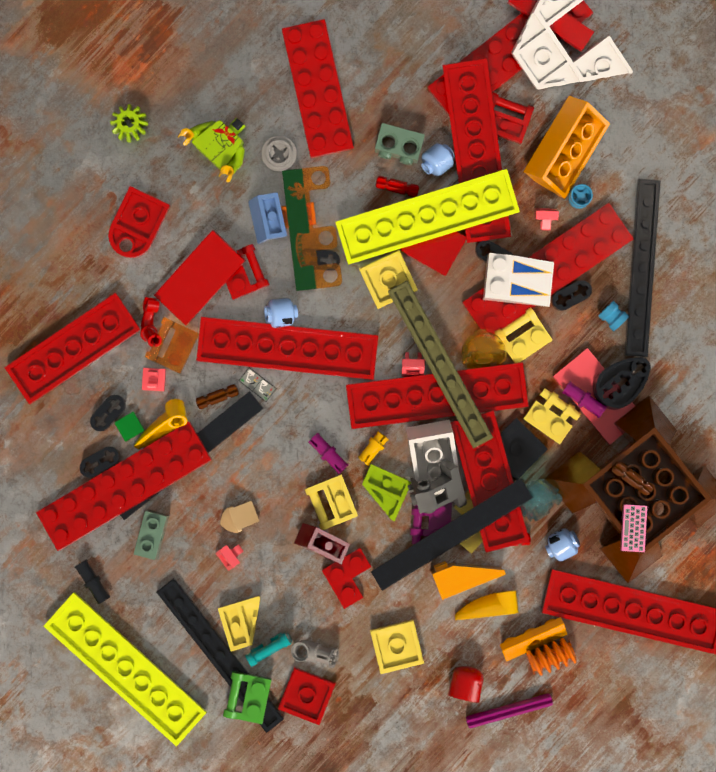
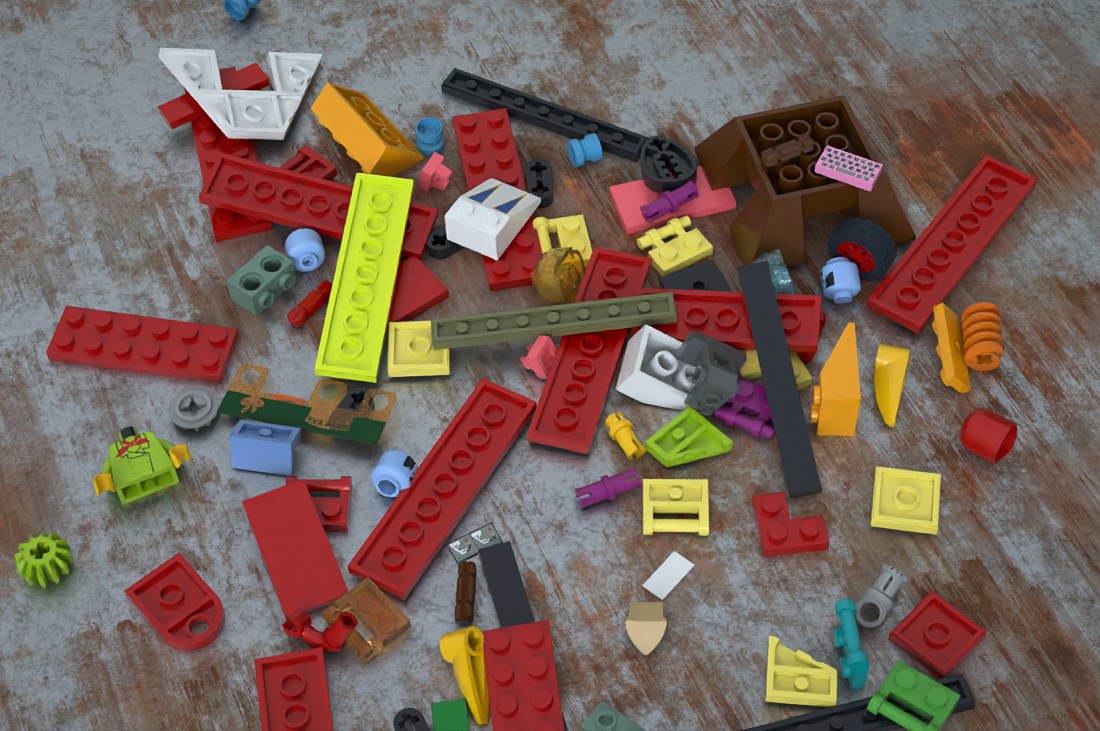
camera: 60 degrees left, 35 degrees down
(153, 379) = (400, 663): coral tile -> none
(228, 556) = (697, 655): coral tile -> none
(283, 515) = (668, 575): none -> white sticker
(321, 543) = (724, 533): dark red slope -> none
(509, 710) = (1039, 408): magenta axle -> none
(589, 553) = (864, 245): none -> black wheel

